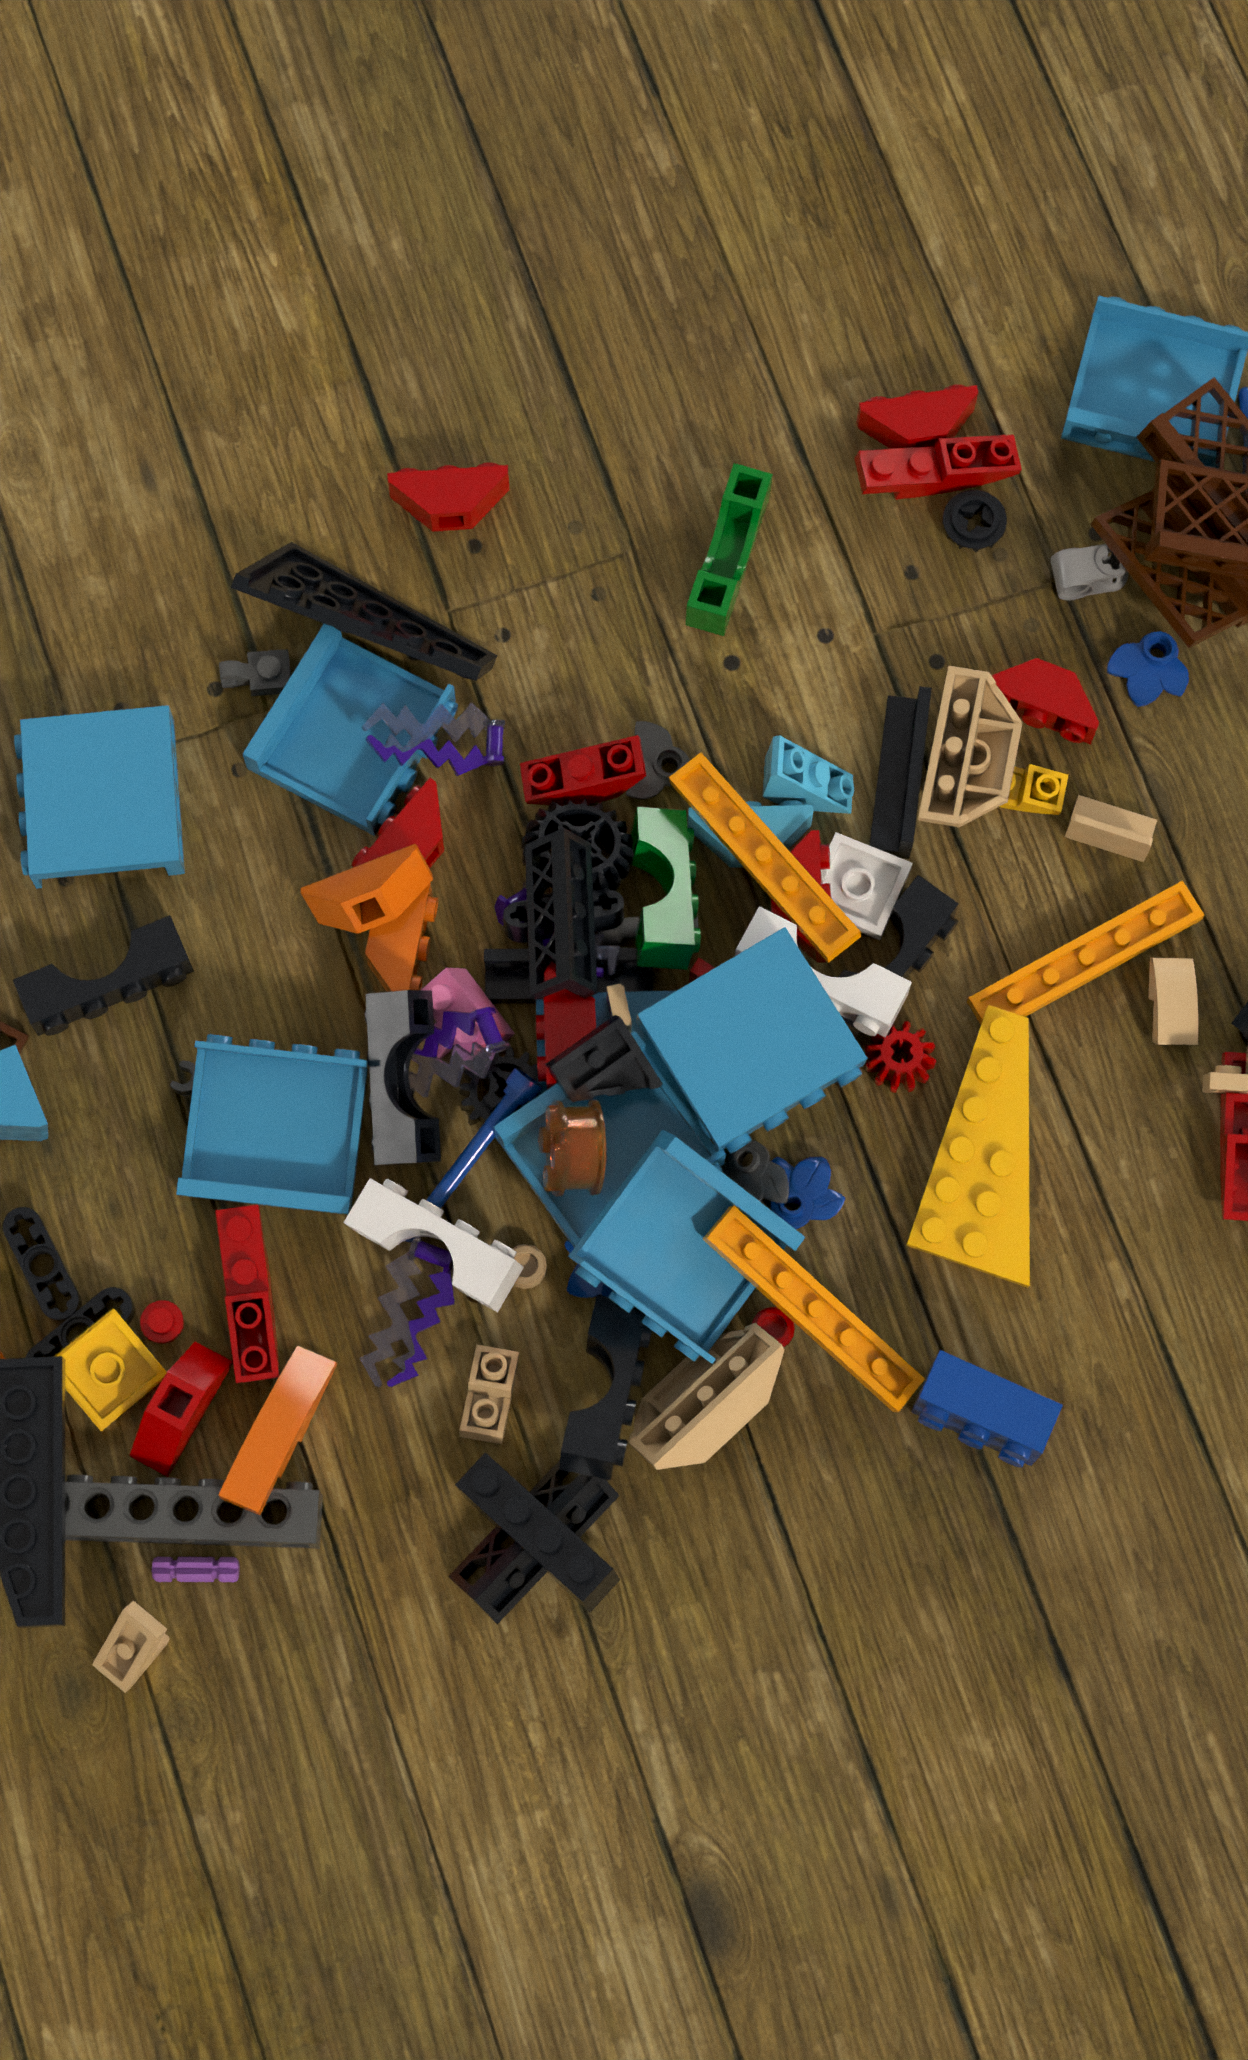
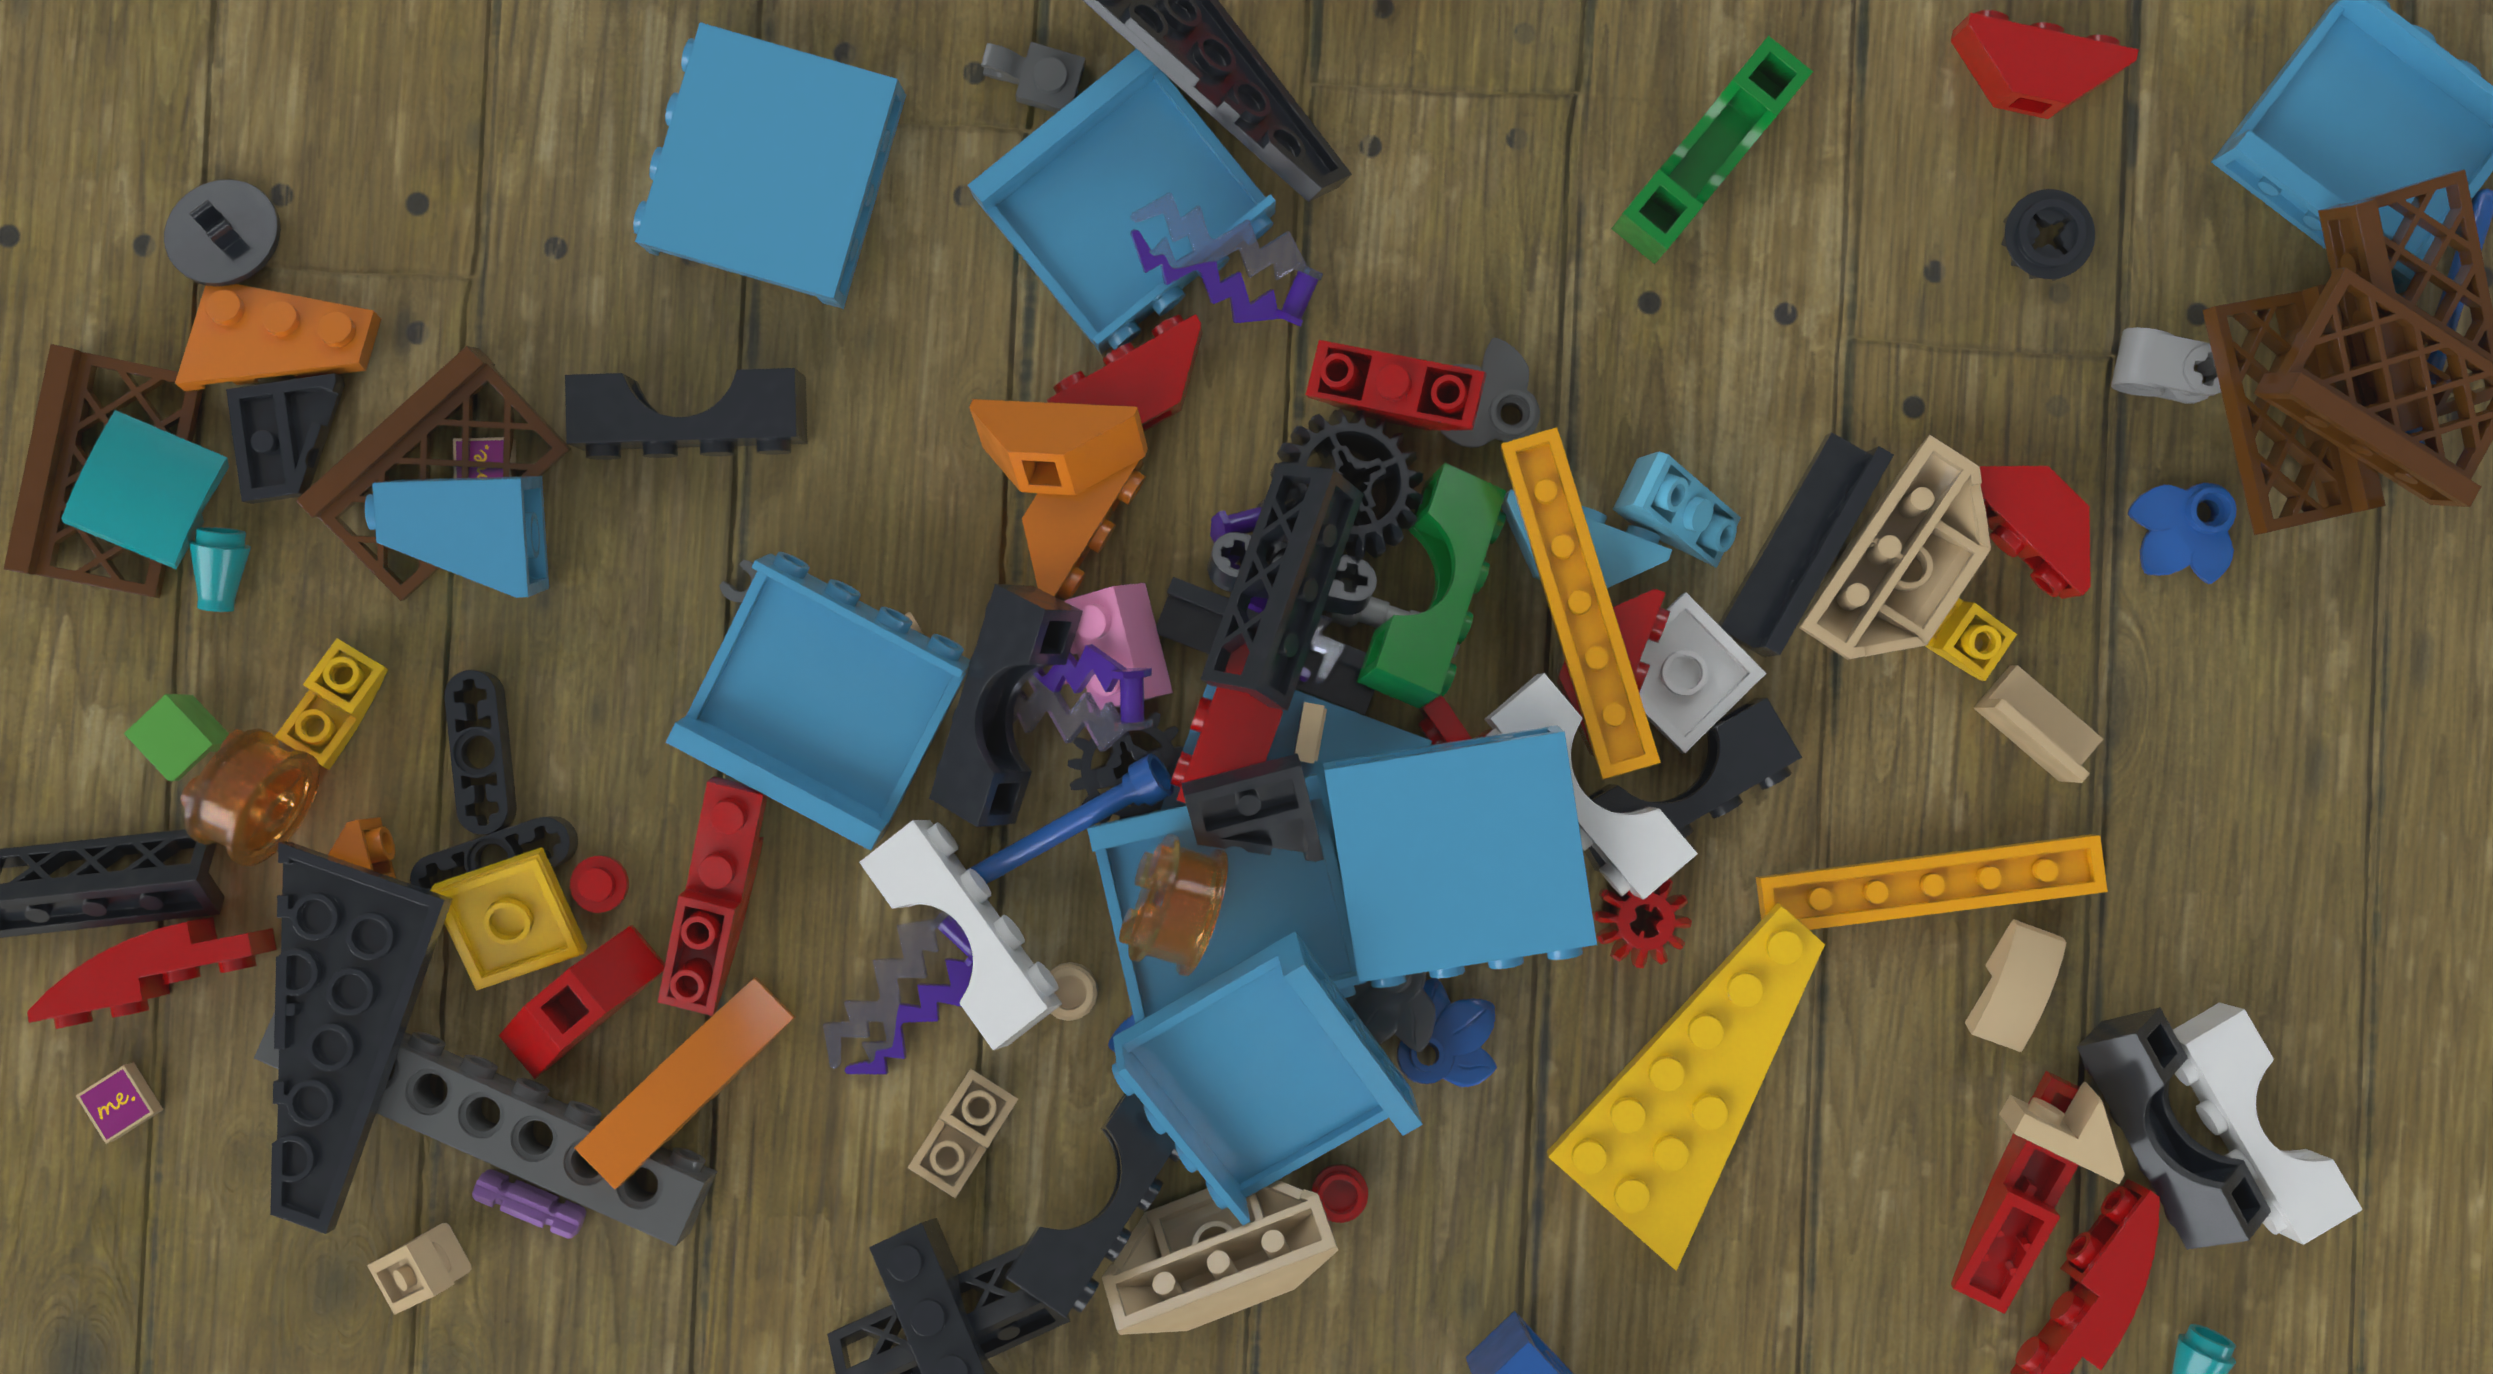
camera: 20 degrees right, 15 degrees up
(813, 1308) = (1395, 1205): light orange plate -> none
(938, 469) = (2035, 144): red slope -> none

